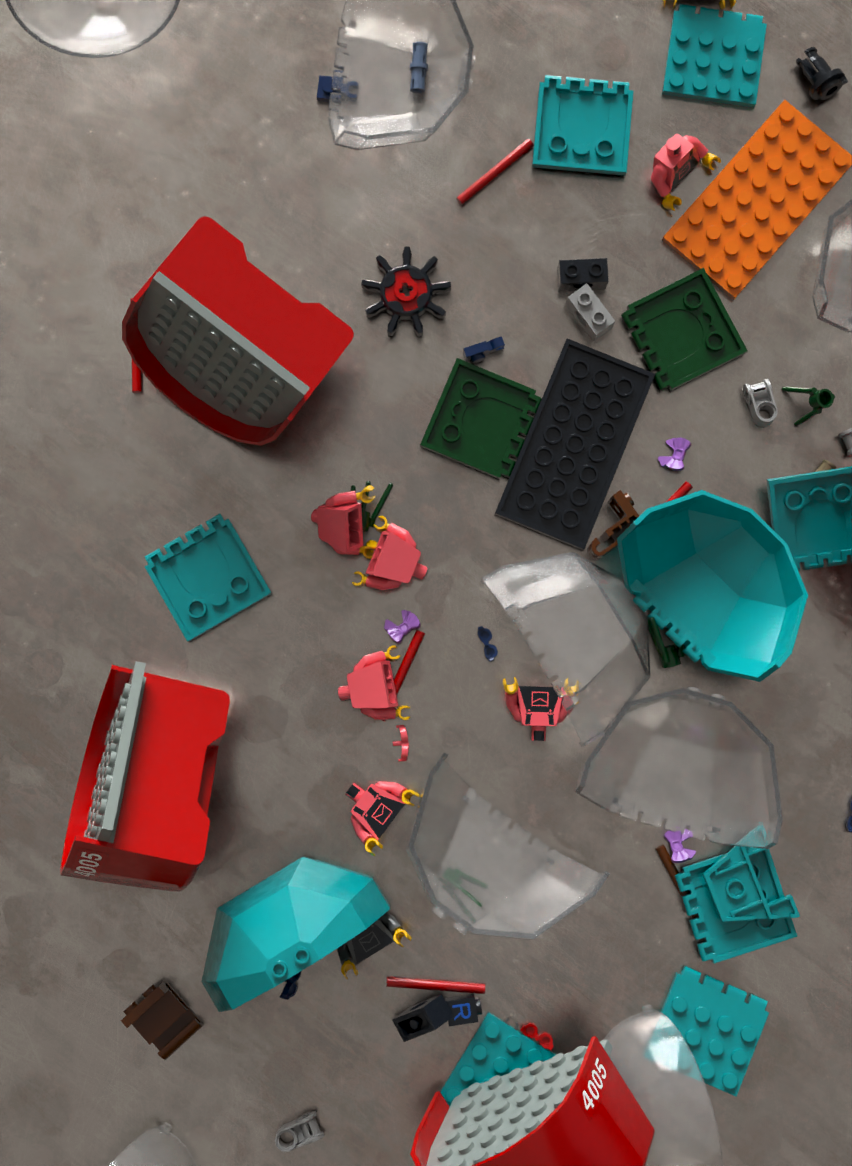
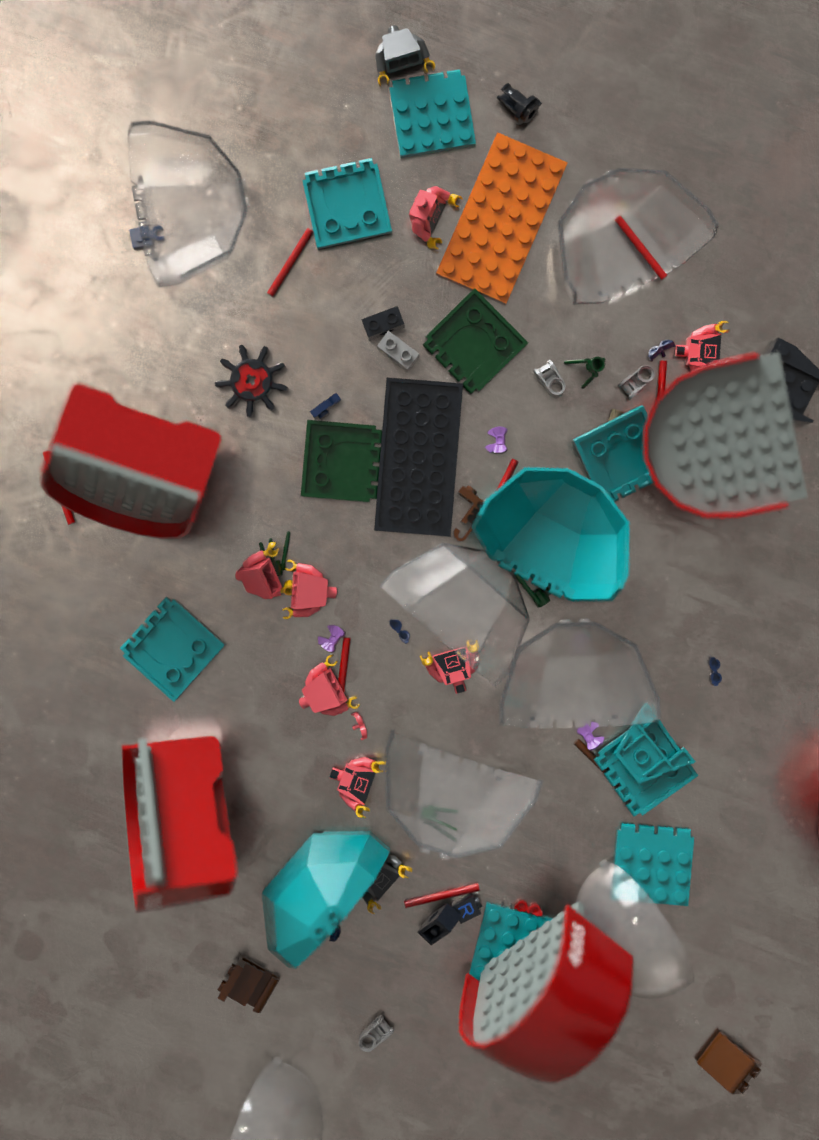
camera: 10 degrees left, 5 degrees up
(418, 67) = (204, 198): sand blue pin -> none

